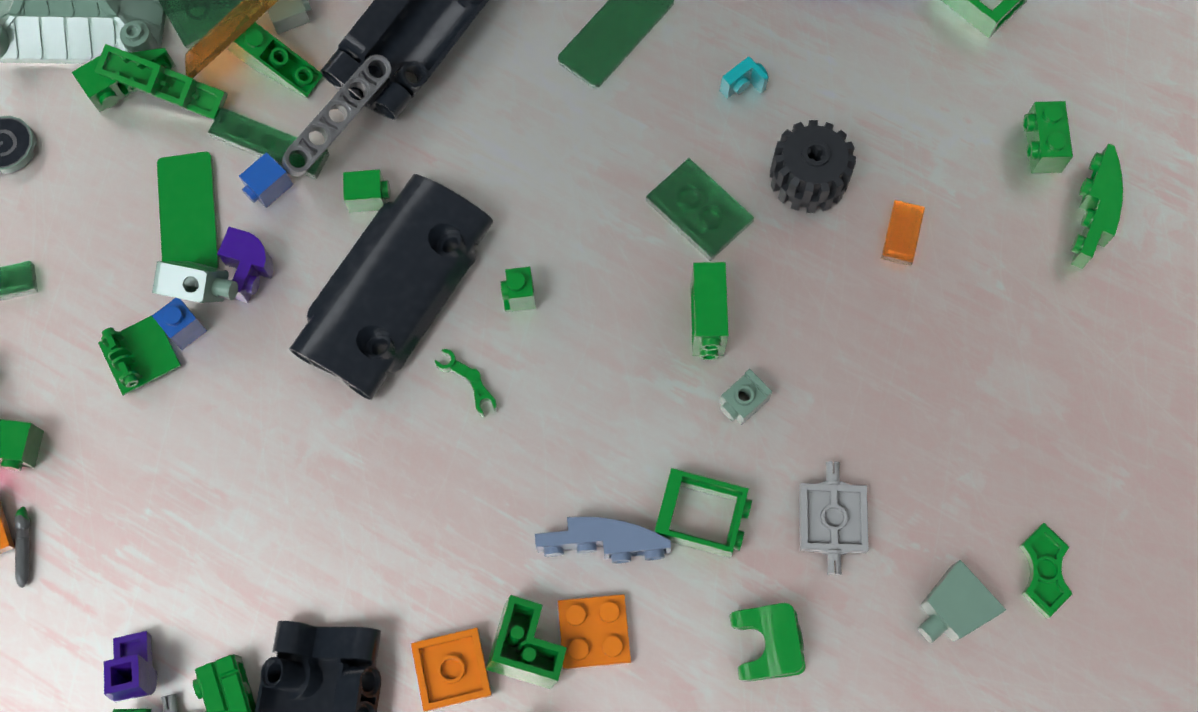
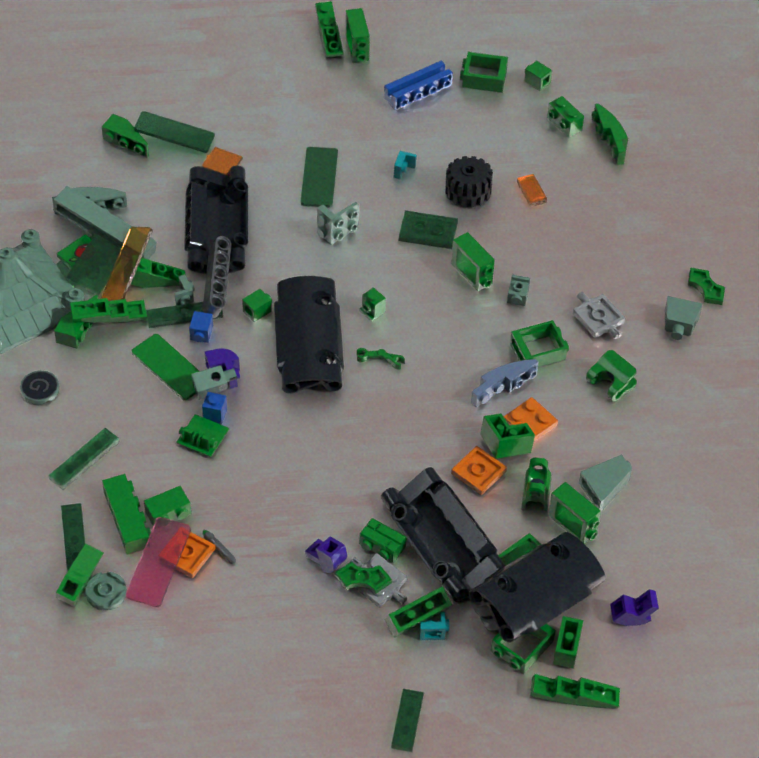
camera: 40 degrees left, 20 degrees down
(294, 108) = (185, 295): none -> sand green bracket
(570, 130) = (336, 226): none -> sand green bracket
(1061, 41) = (538, 75): none -> green brick

